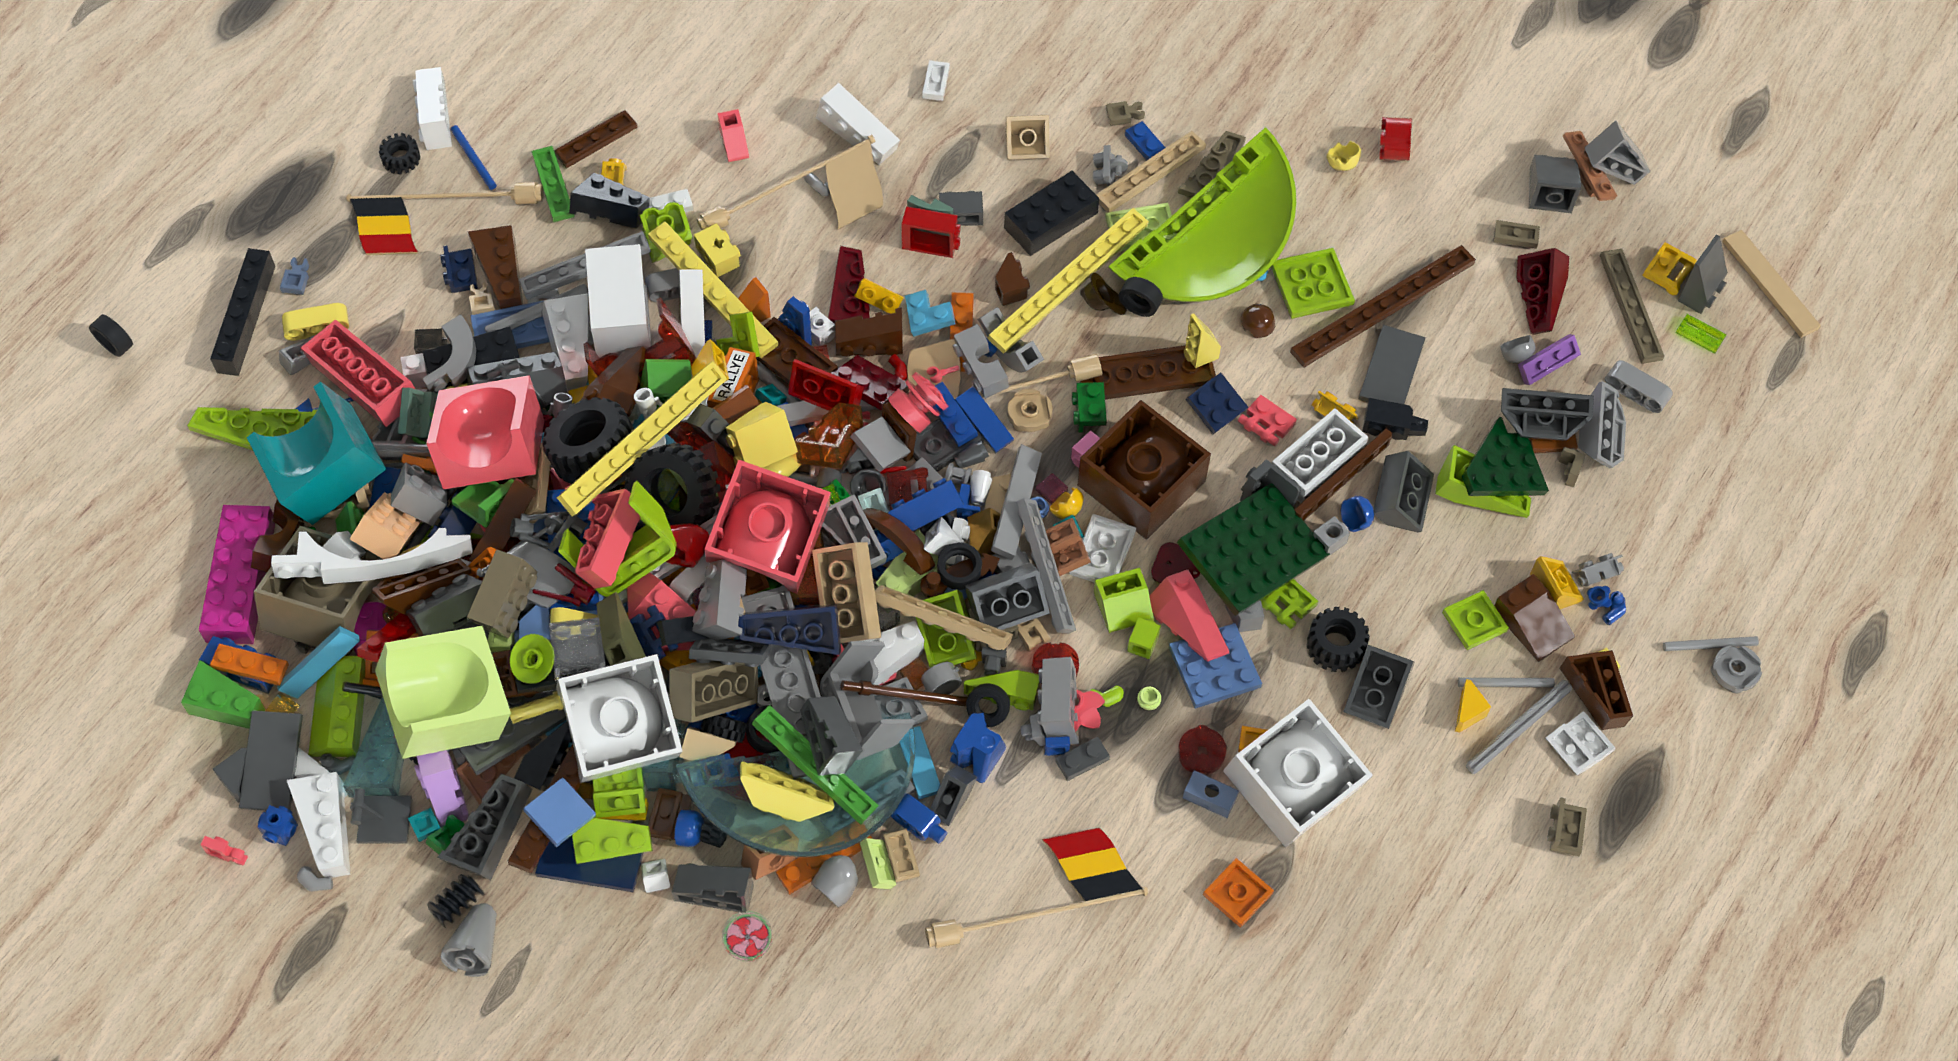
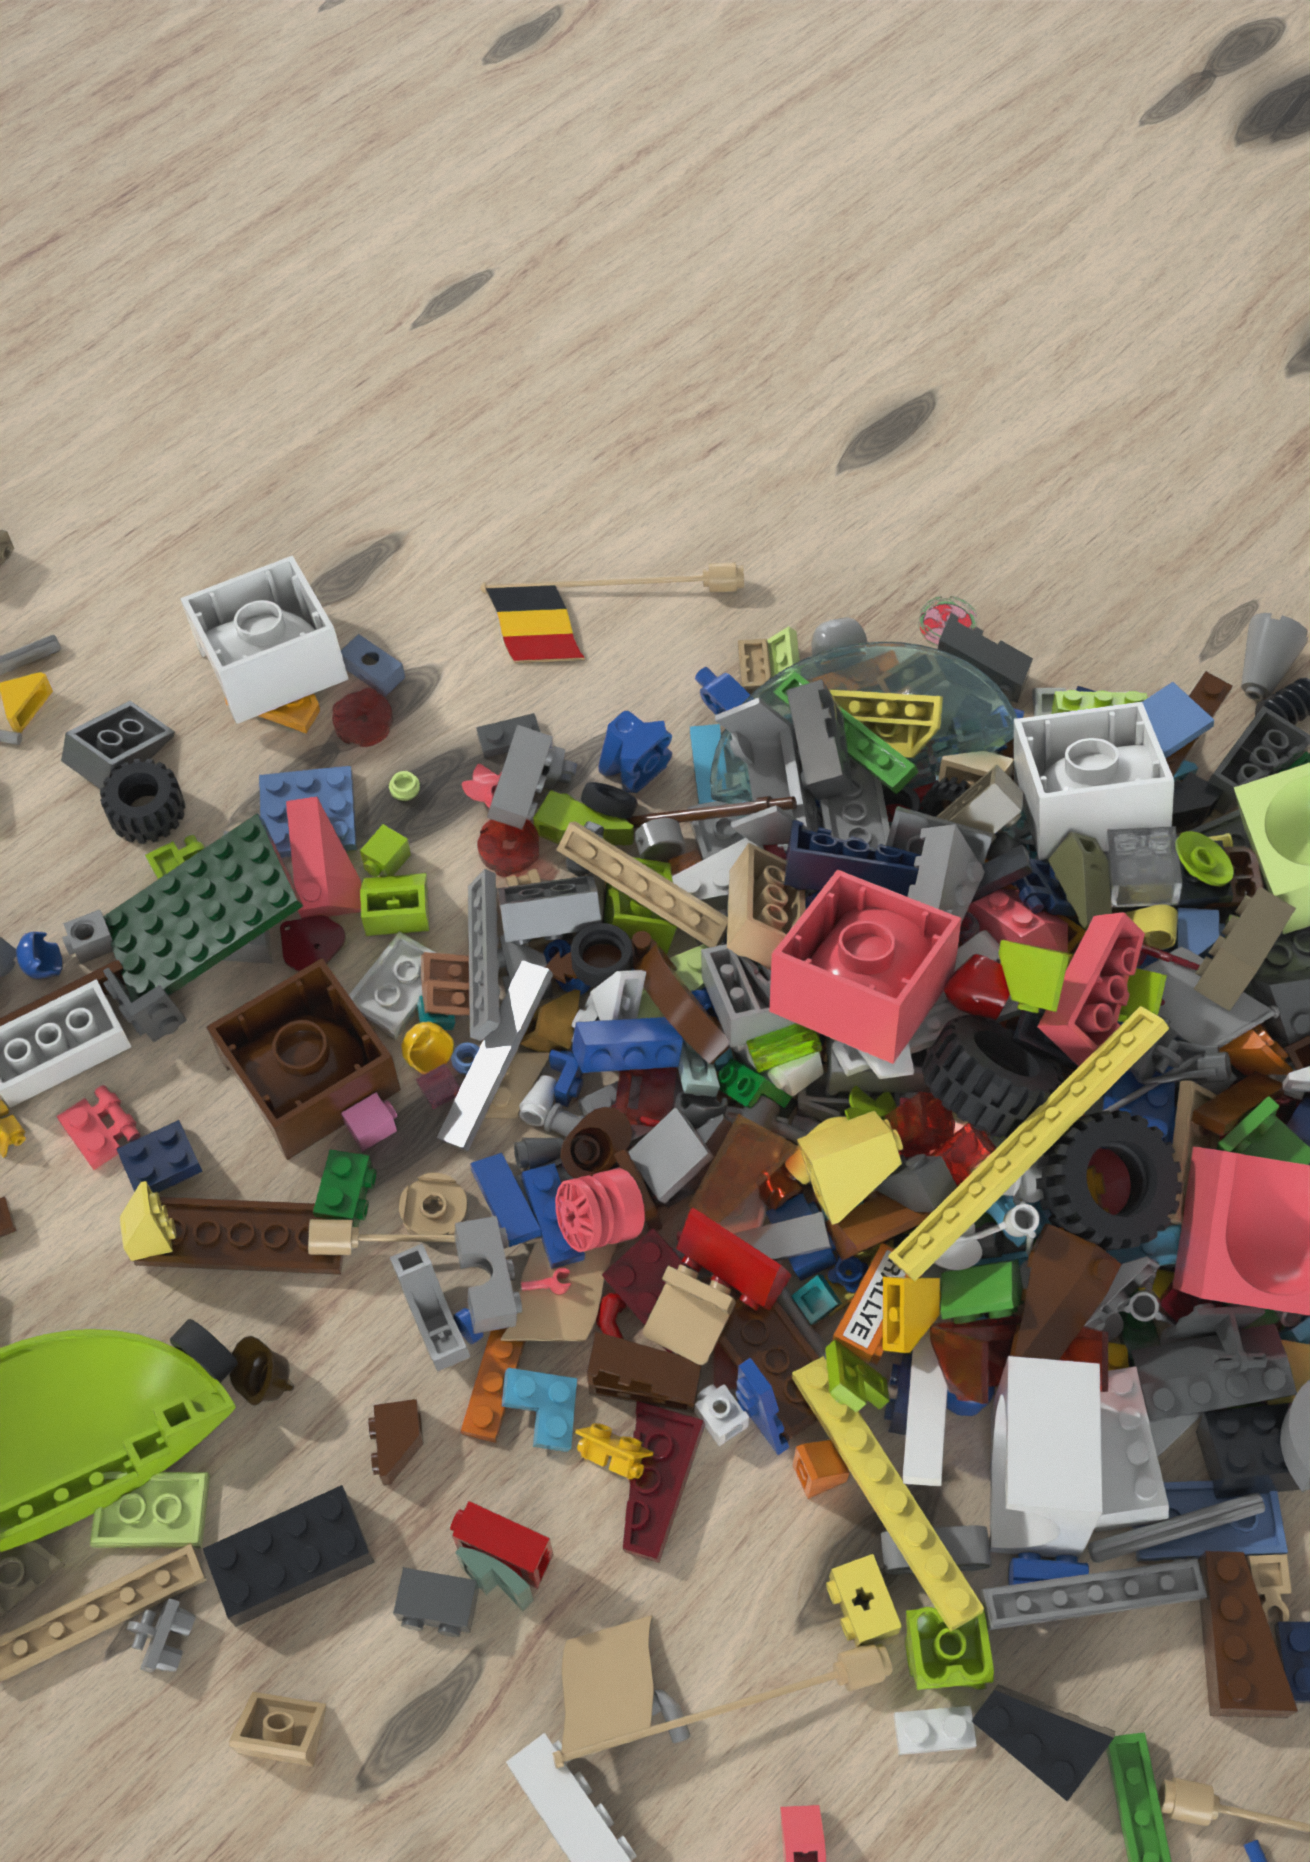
camera: 165 degrees left, 0 degrees up
(614, 170) = (1030, 1816): yellow bracket -> none
(846, 358) = (689, 1315): none -> tan bracket
(934, 449) = (595, 1141): none -> reddish brown piece
(952, 794) = (679, 713): dark grey slope -> none
(1067, 280) = (300, 1404): light yellow plate -> none
(1111, 696) = (455, 794): lime arm -> none
(1121, 113) = (96, 1759): dark tan plate -> none
(1144, 140) = (77, 1688): blue plate -> none
(1238, 892) = (380, 563): orange plate -> none
(1258, 320) = (40, 1292): reddish brown hair -> none

